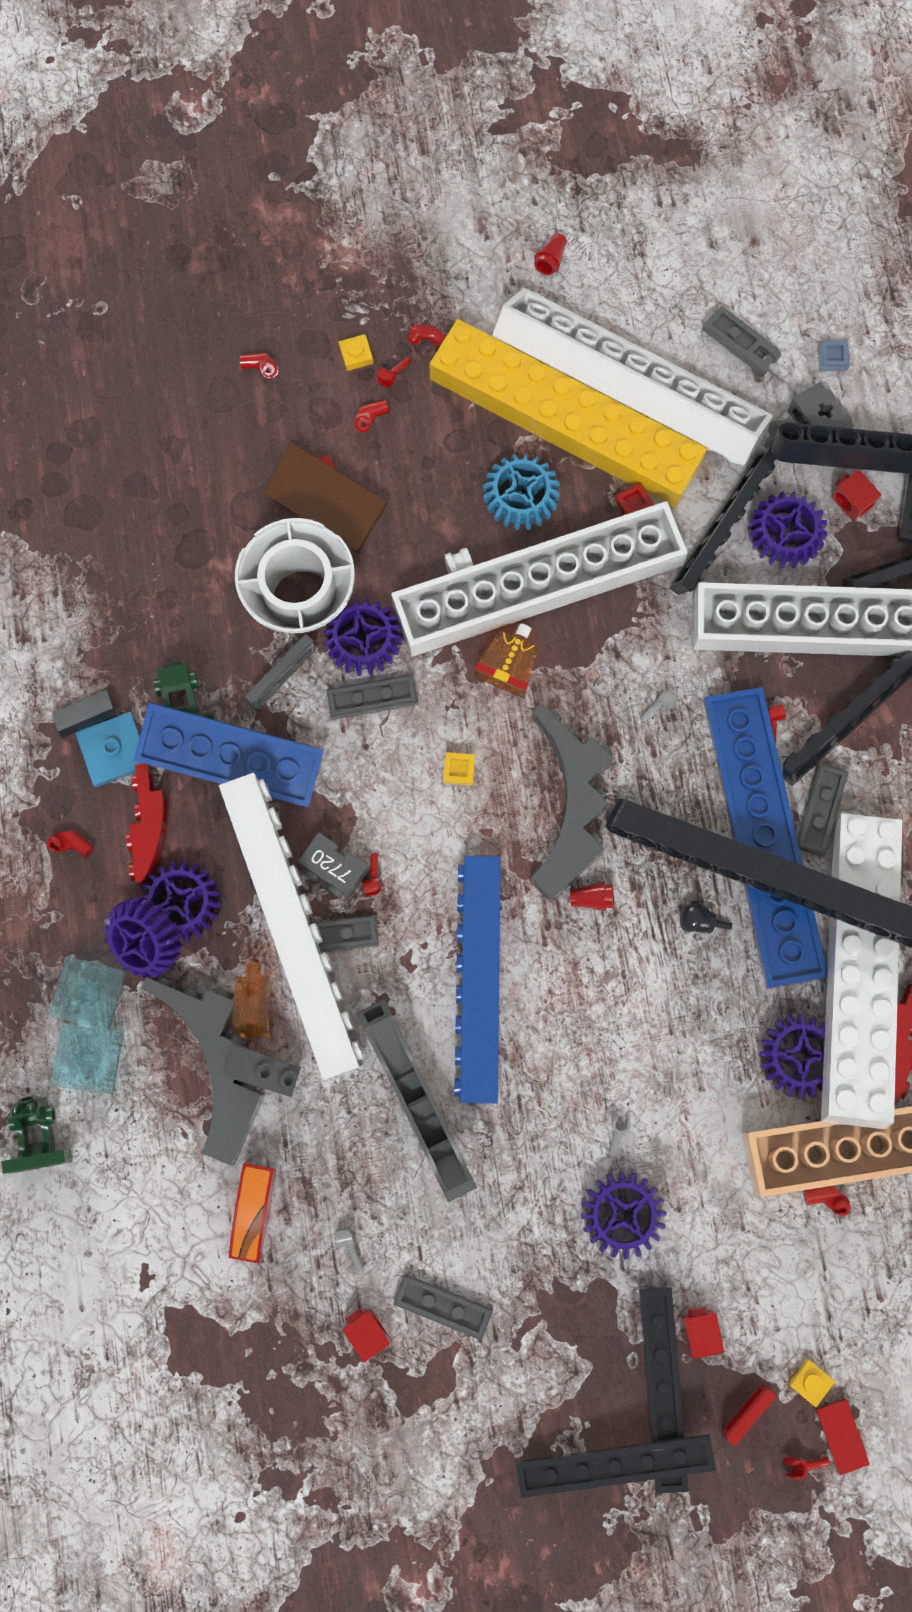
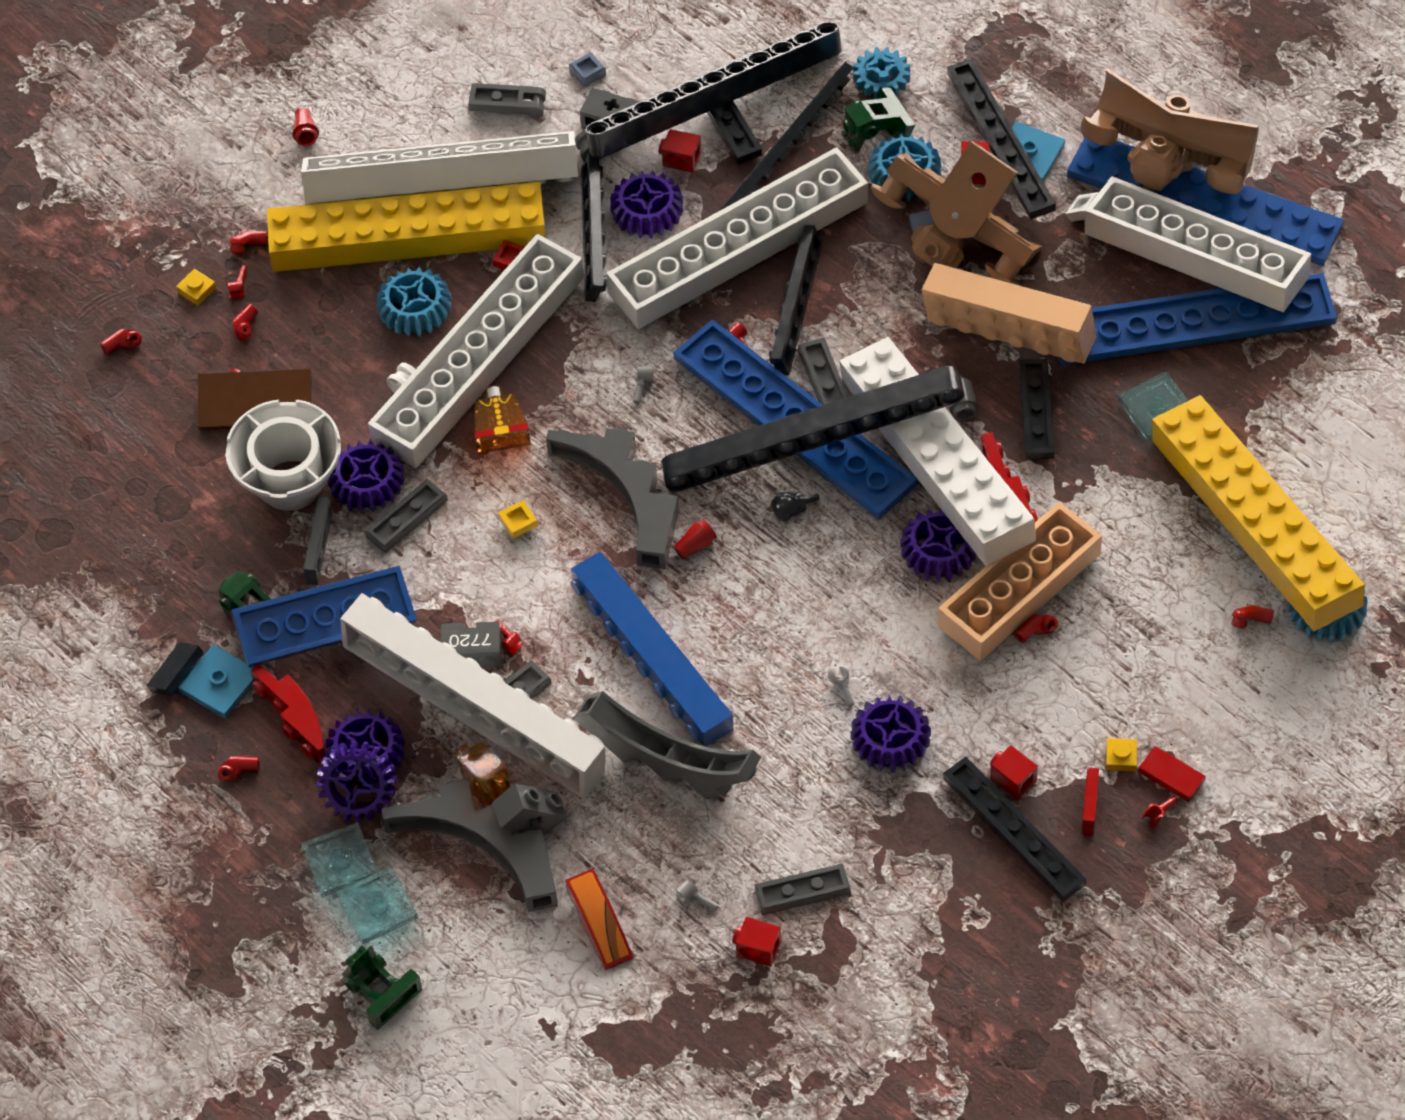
camera: 35 degrees left, 20 degrees down
(615, 1466) = (1017, 895): black plate -> none

